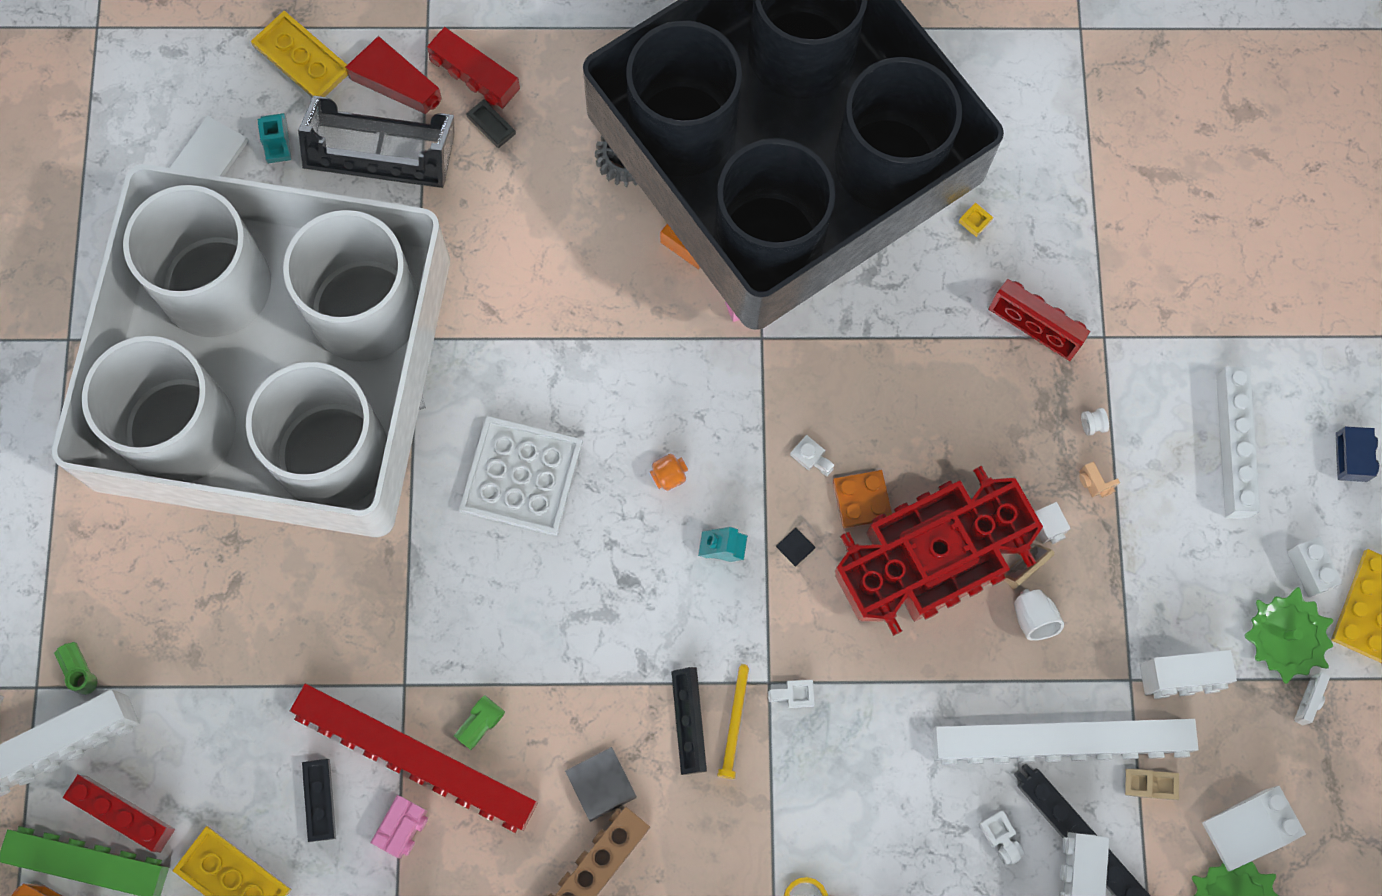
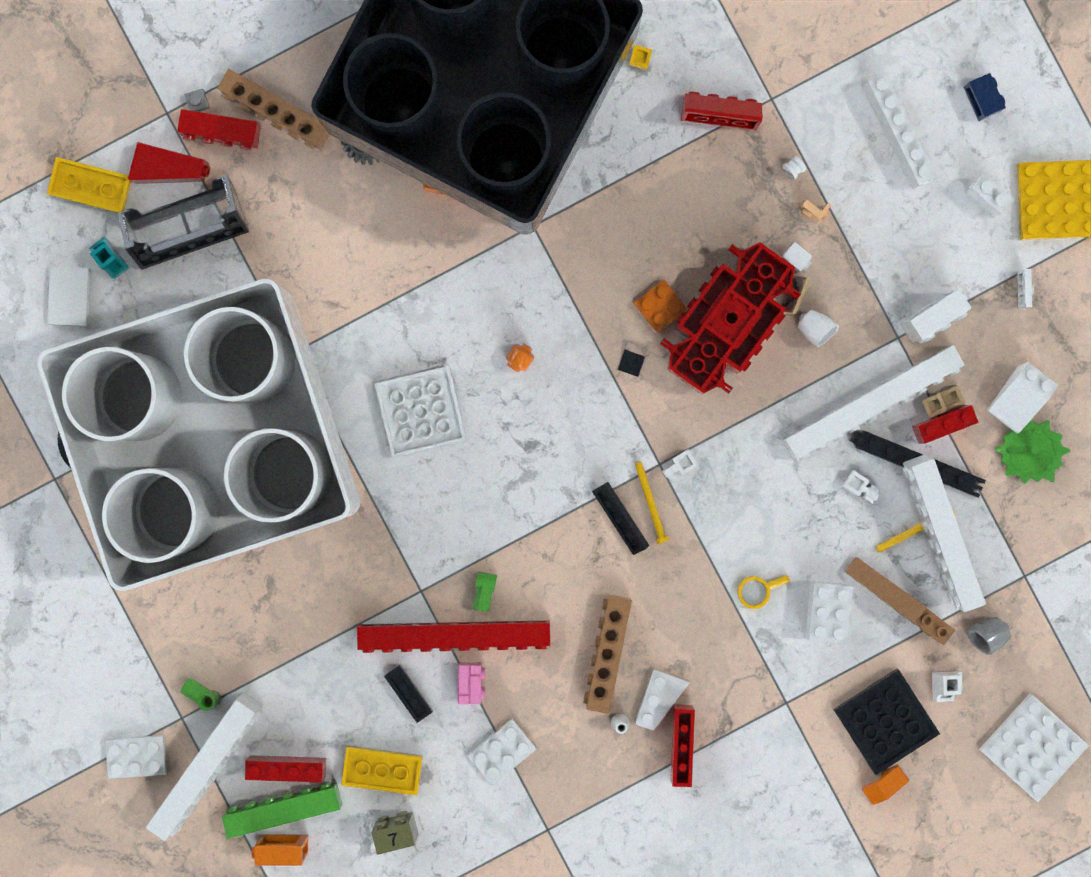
camera: 25 degrees left, 15 degrees up
(467, 29) = (197, 100): none -> light grey plate
(490, 123) = (255, 164): pearl dark grey tile -> none
(517, 29) = (233, 82): none -> medium nougat brick
(601, 784) = (584, 588): flat silver slope -> none
(723, 544) = (582, 389): teal brick -> none
(810, 454) = (609, 293): white plate -> none
(1142, 812) = (945, 424): none -> red brick
(1290, 635) = (992, 252): bright green piece -> none

